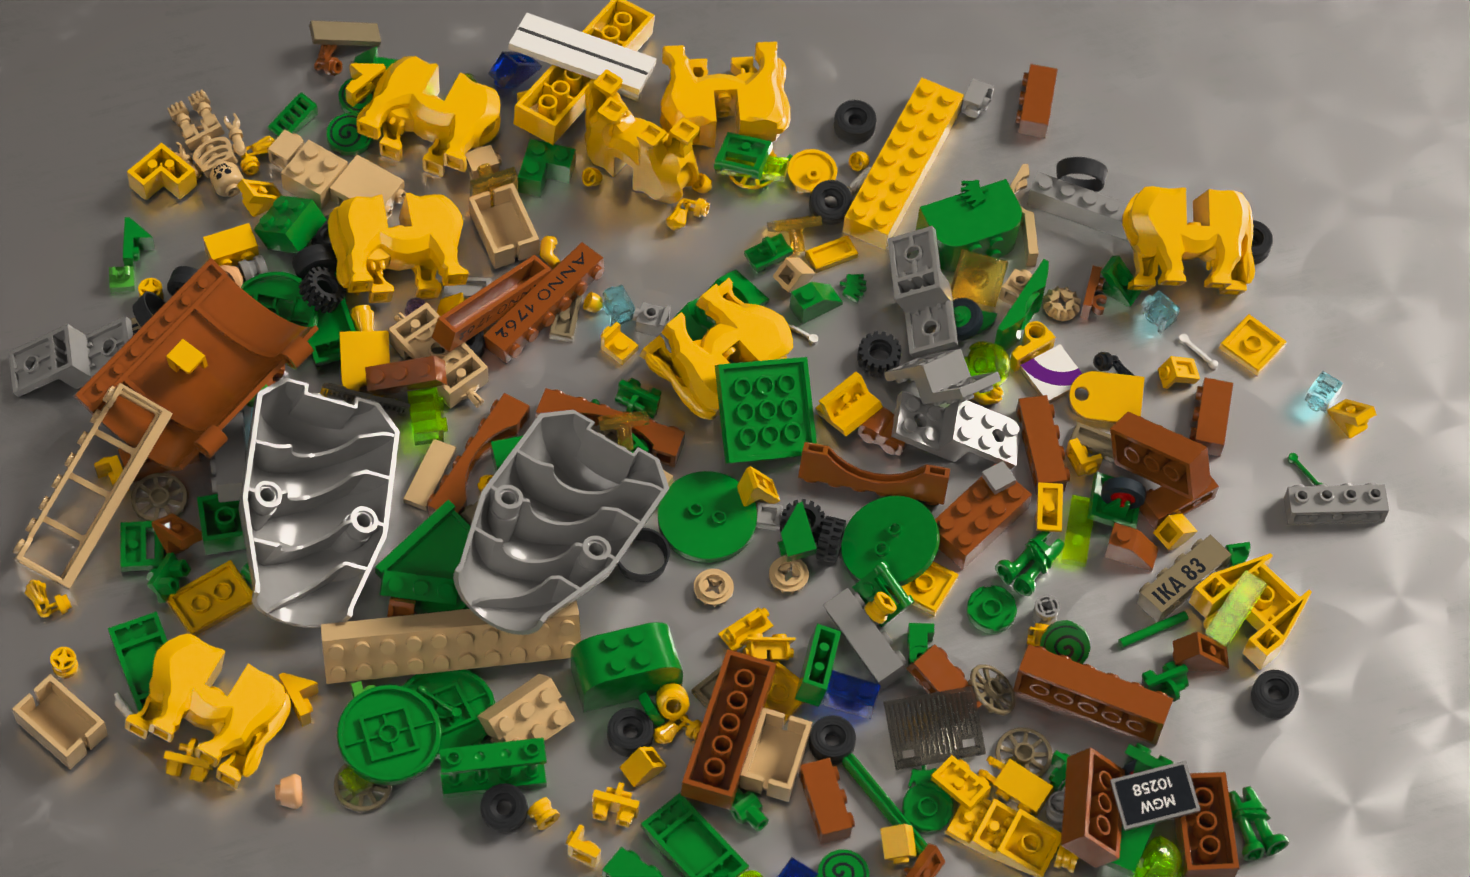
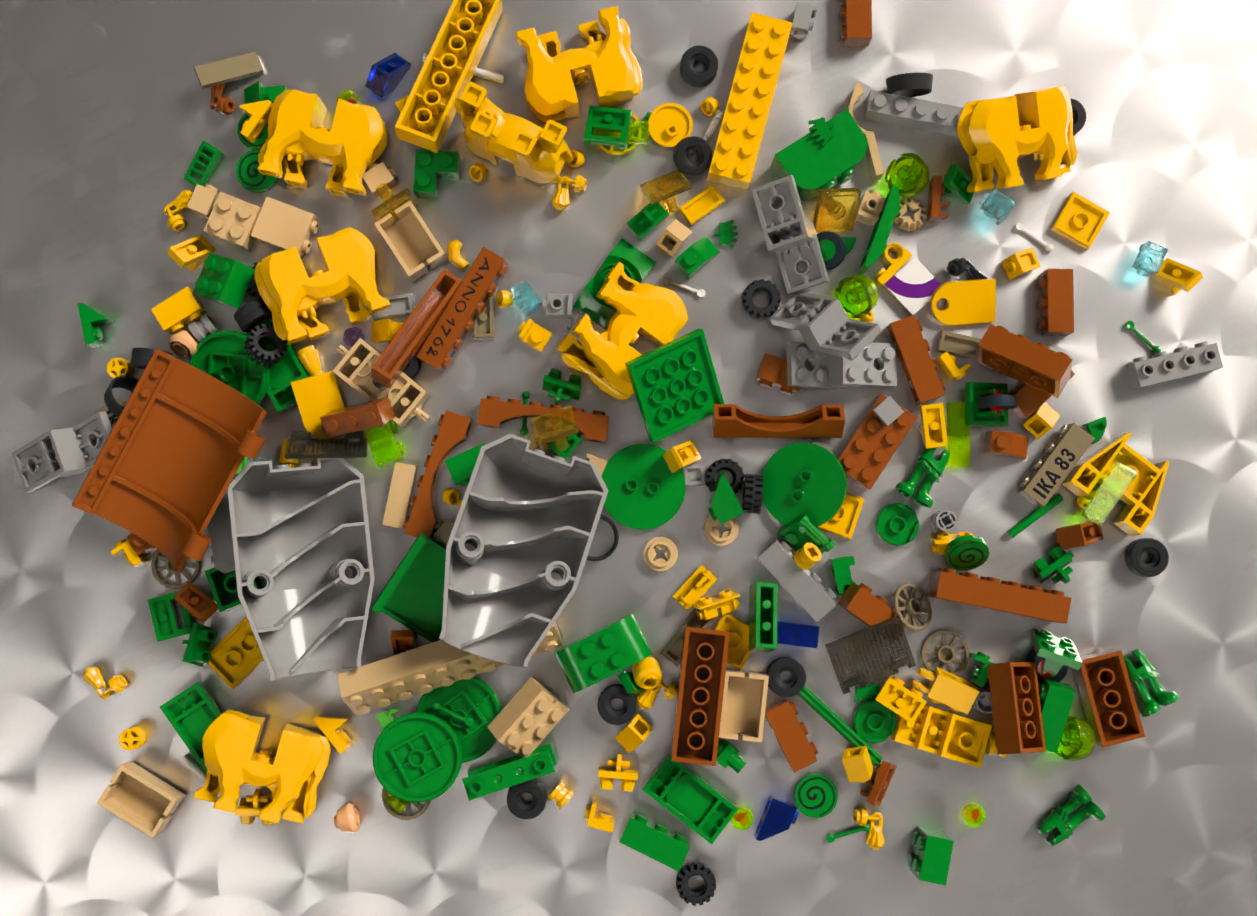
camera: 10 degrees left, 25 degrees up
(112, 498) = (133, 584): tan window -> none
(121, 279) = (92, 359): bright green tile -> none
(160, 169) = (96, 247): yellow brick -> none
(186, 357) = (159, 451): yellow panel -> none
(213, 154) = (136, 225): tan piece -> none
(418, 587) = (411, 616): green plate -> none
(581, 52) = (444, 56): white tile -> none
(848, 405) = (745, 360): yellow bracket -> none
(1066, 261) = (908, 174): none -> clear neon green cylinder
(1155, 795) = (1068, 690): black tile -> none

